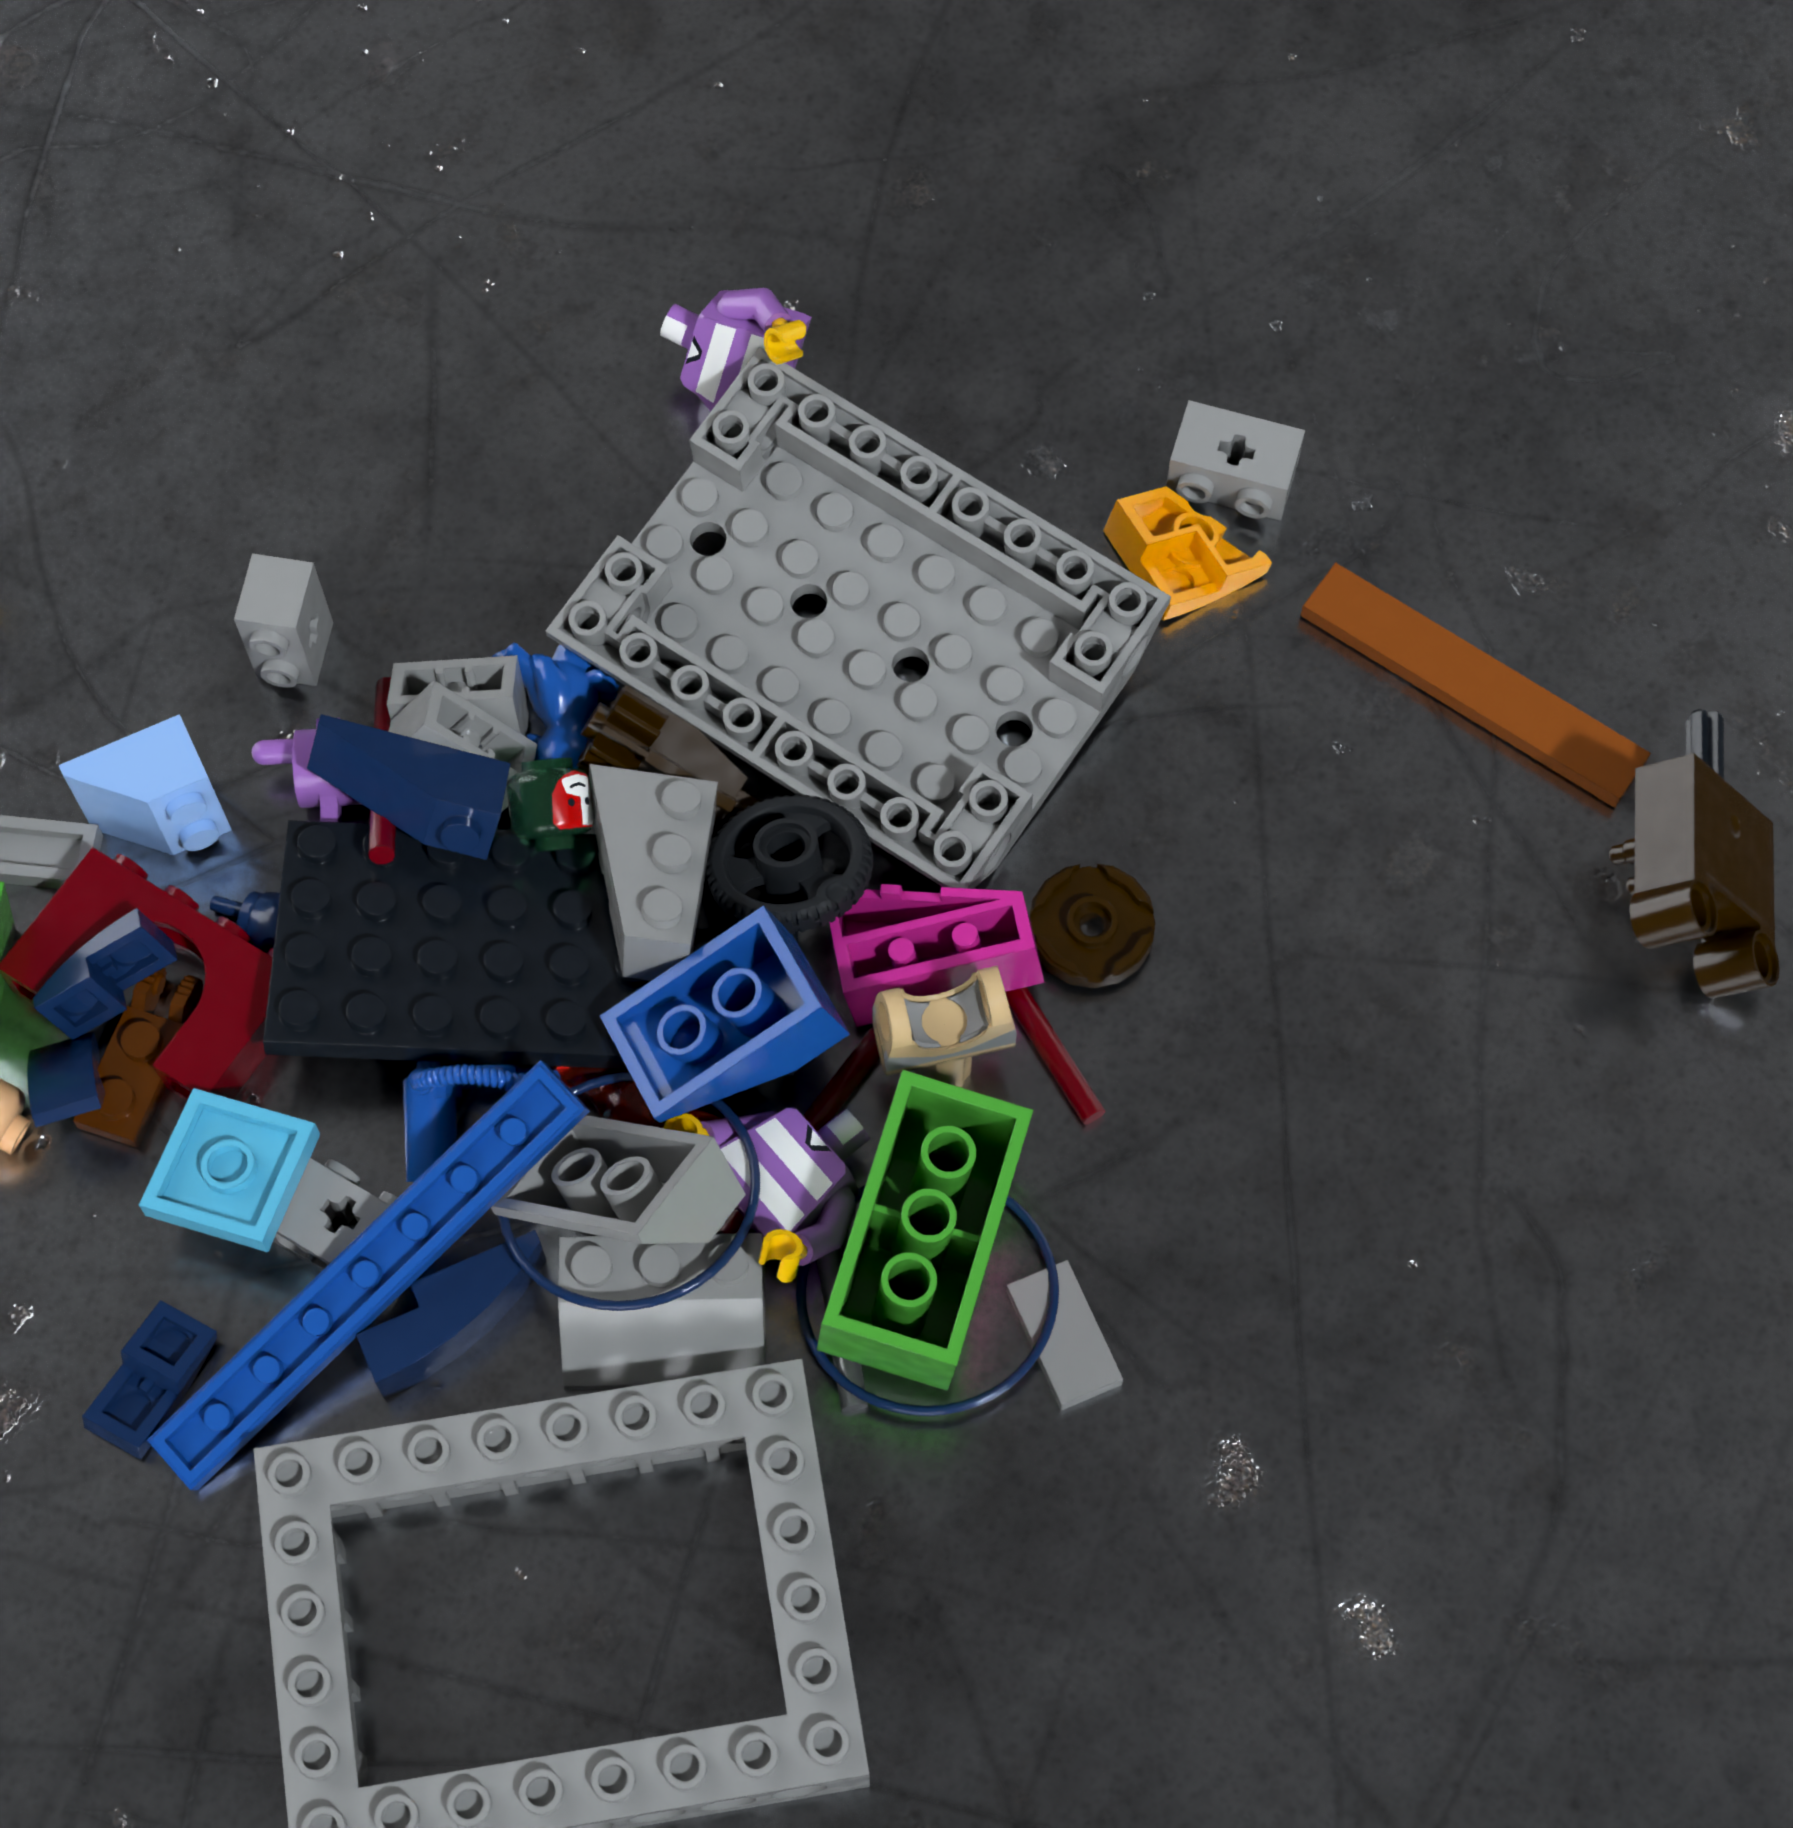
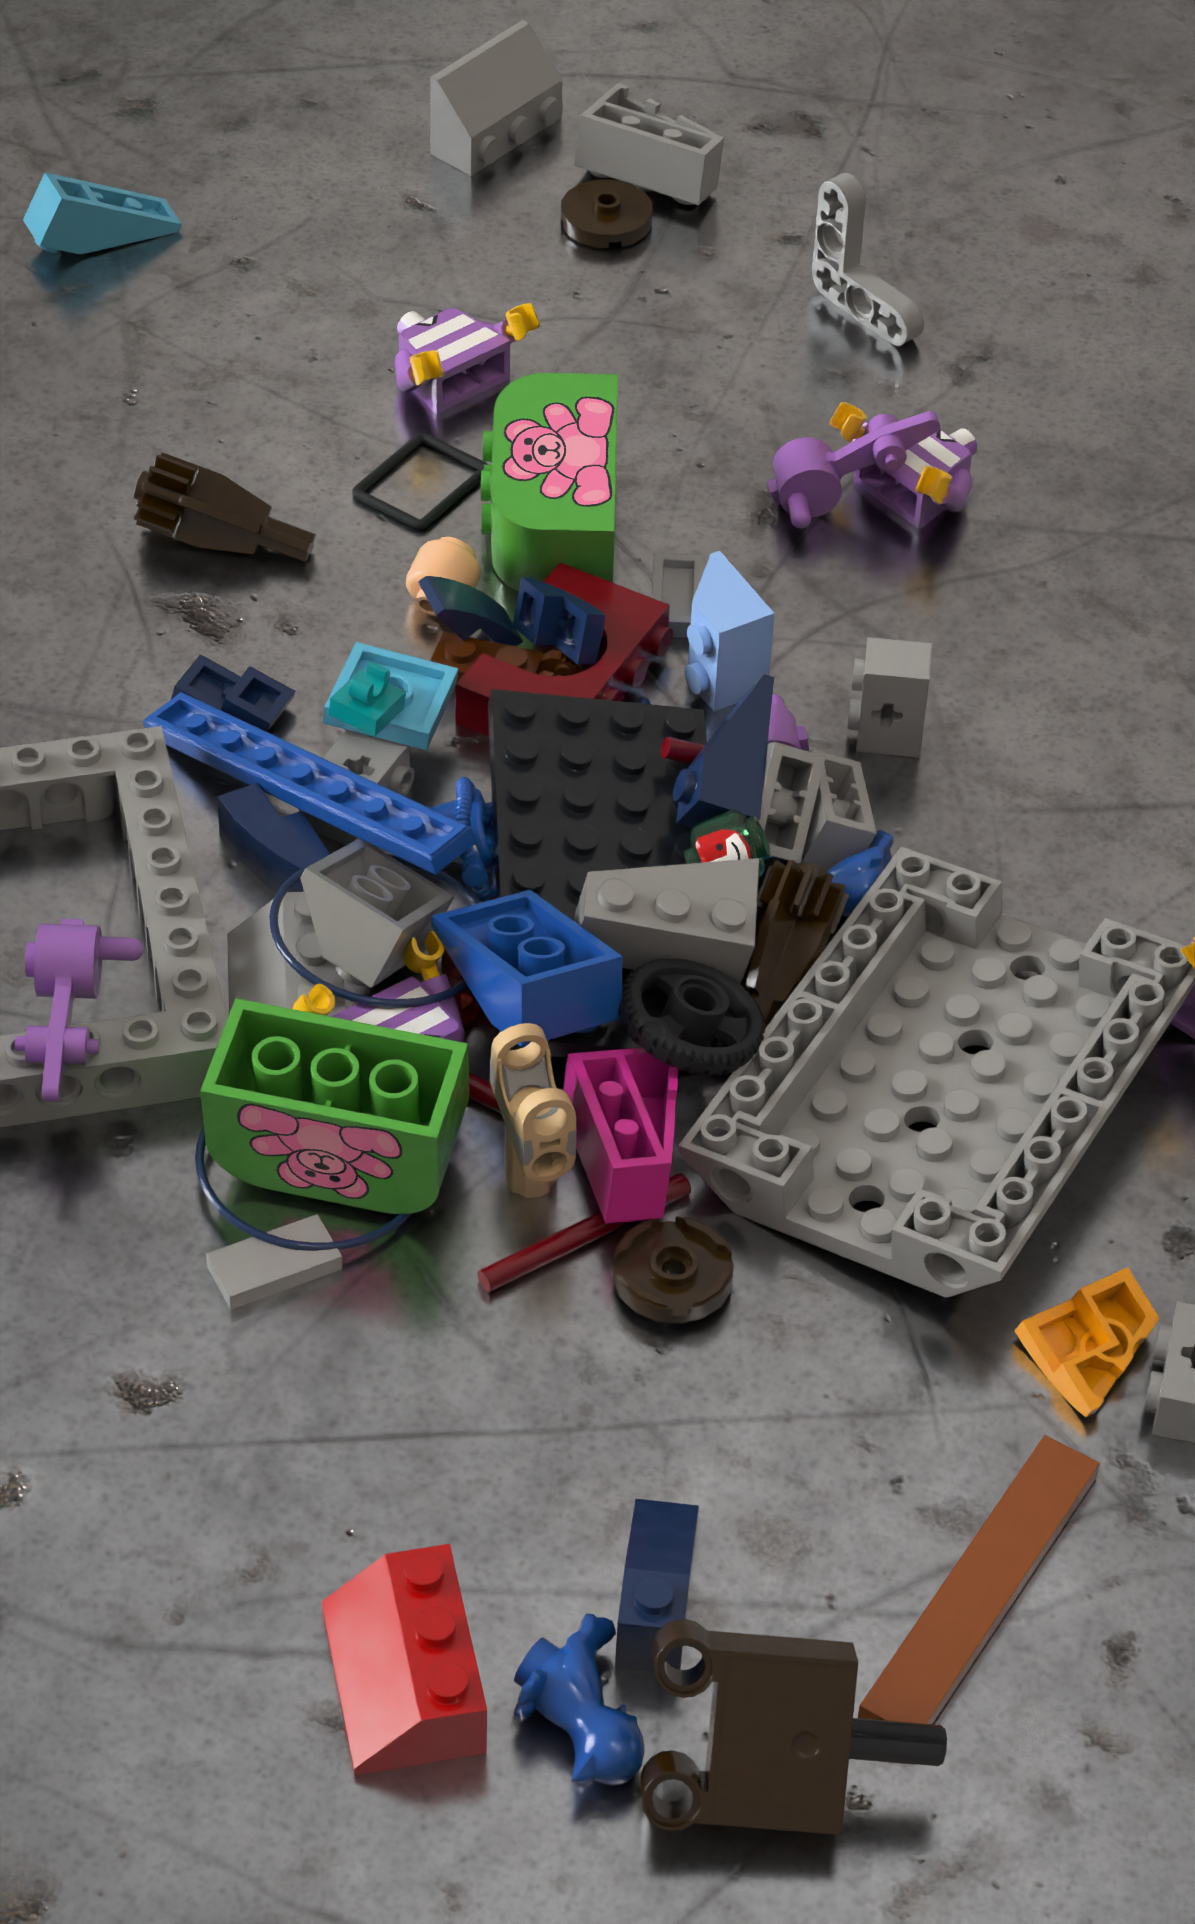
camera: 85 degrees right, 20 degrees down
(268, 1187) = (368, 700): none -> teal tile
(705, 1537) = (67, 967): none -> medium lavender piece
(1485, 964) = (655, 1580): none -> dark blue slope
(1596, 1203) = (406, 1663): none -> red slope
(1625, 1052) = (569, 1693): none -> blue animal

